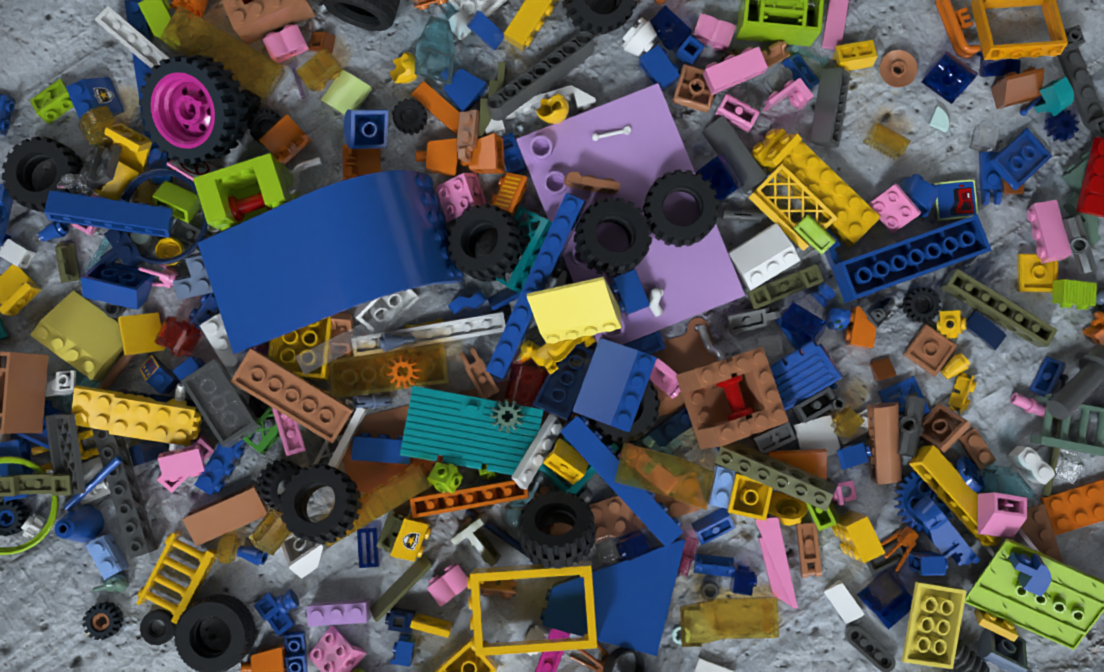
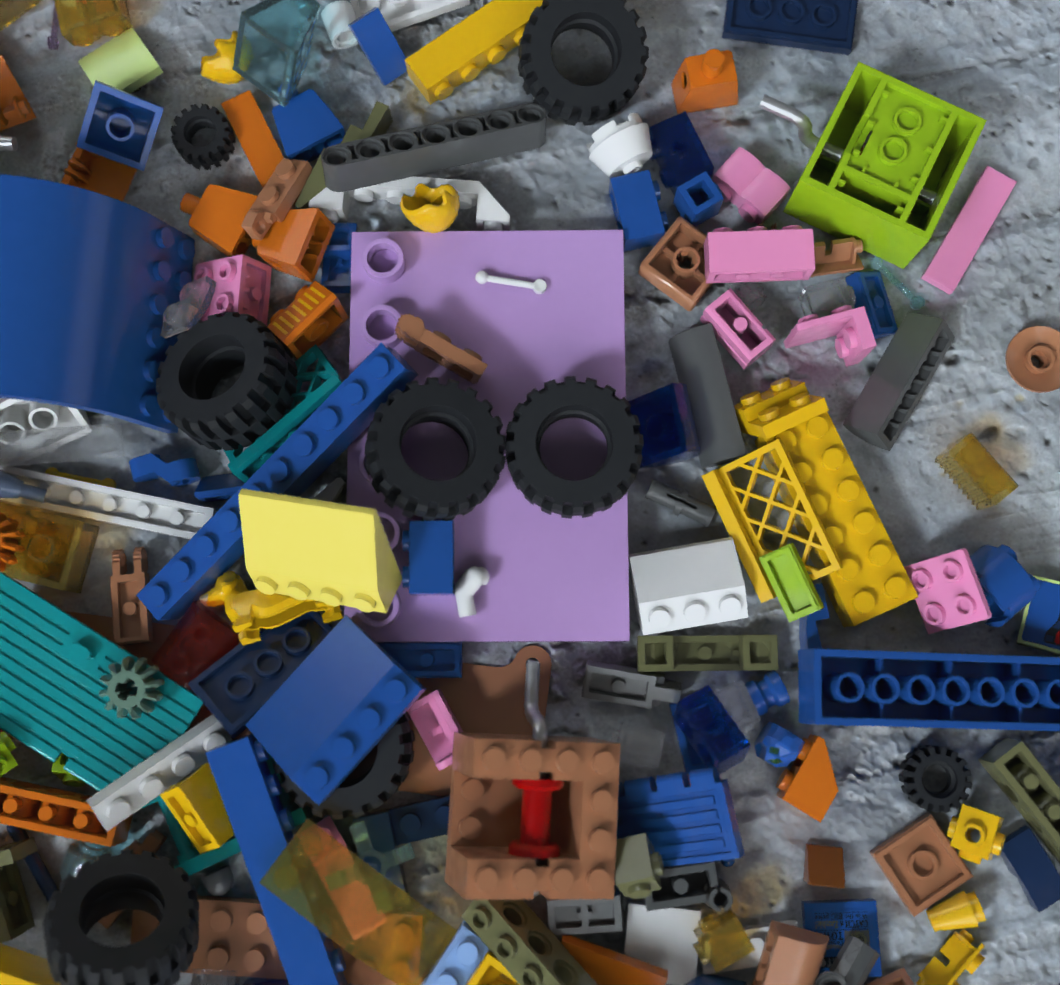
camera: 25 degrees right, 5 degrees down
(448, 212) = (193, 304): none -> clear slope
(793, 402) = (637, 866): none -> olive brick
(855, 55) = (975, 310): yellow hinge -> none
(880, 310) = (856, 760): dark grey hinge -> none

